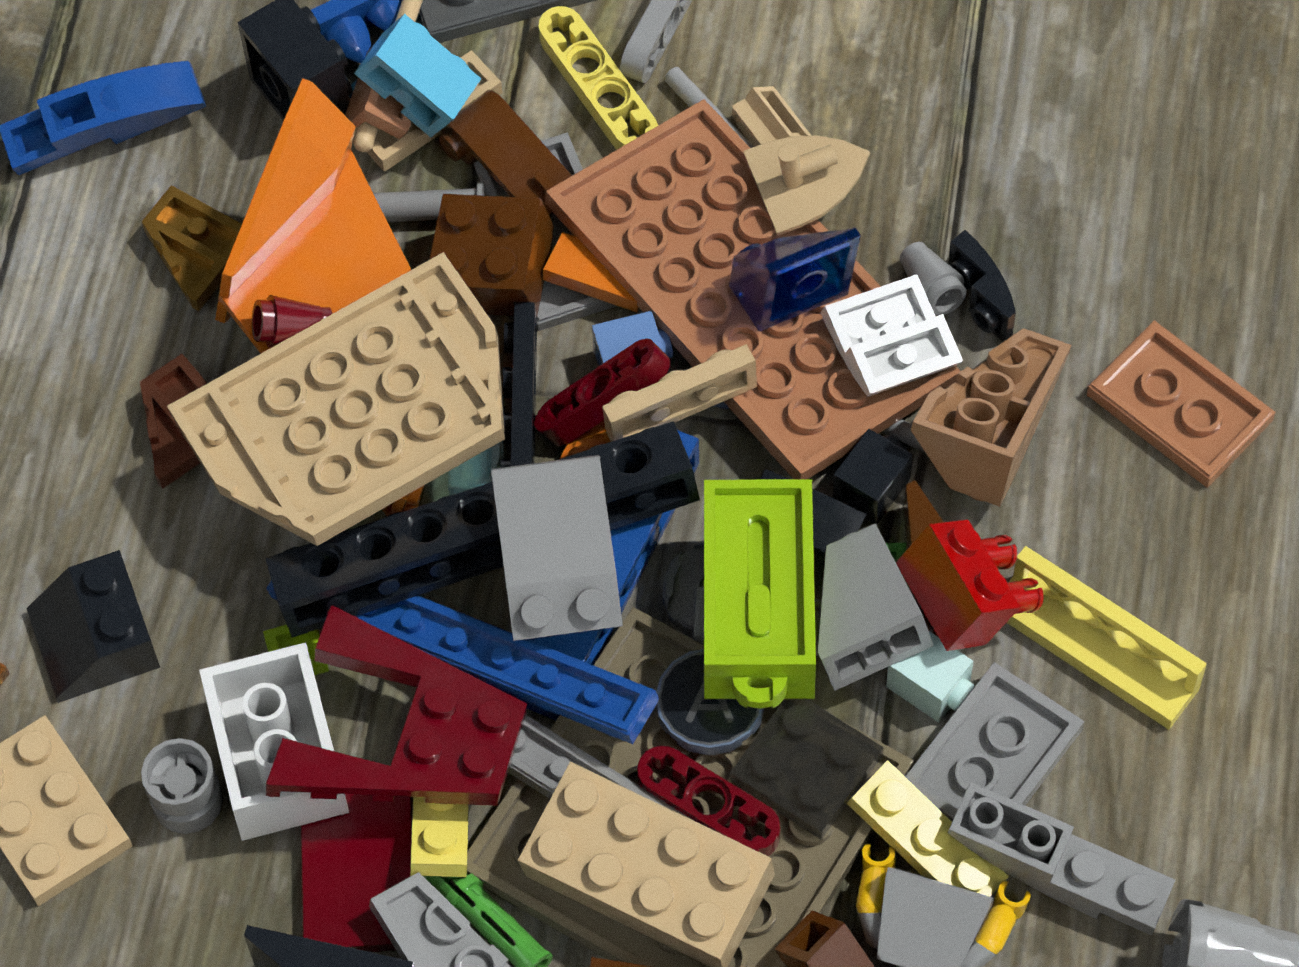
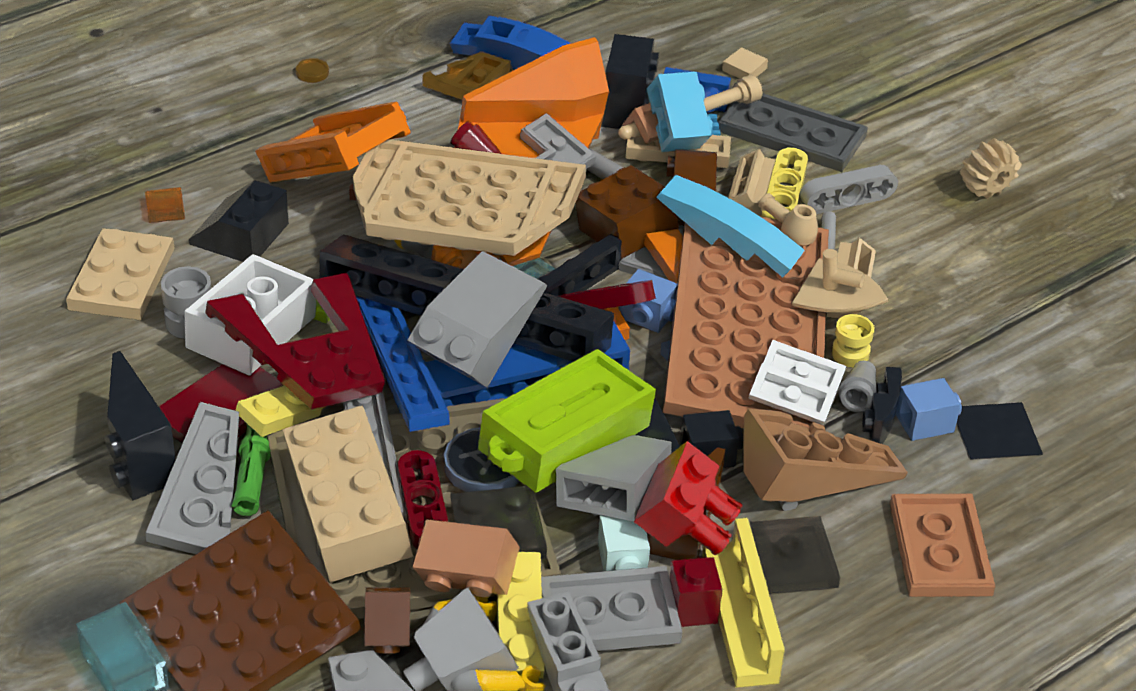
camera: 40 degrees right, 20 degrees down
(53, 499) = (333, 142): none -> orange fence
(92, 201) = (467, 75): none -> pearl gold wing
(370, 243) = (555, 142): none -> light grey tile
(564, 100) = (752, 180): none -> tan piece
(621, 189) = (720, 217): none -> medium azure slope
(681, 126) = (798, 224): none -> tan bar
(681, 393) = (645, 316): tan plate -> none
(793, 274) = (770, 311): clear blue slope -> none
(846, 836) = (466, 558): none -> nougat brick
(876, 222) = (852, 339): none -> light yellow wheel
(1025, 251) = (928, 409): none -> medium blue brick
(1051, 662) = (696, 591): none -> dark red brick
(1076, 532) = (795, 554): none -> clear smoke plate
(1091, 217) = (997, 431): none -> black sticker

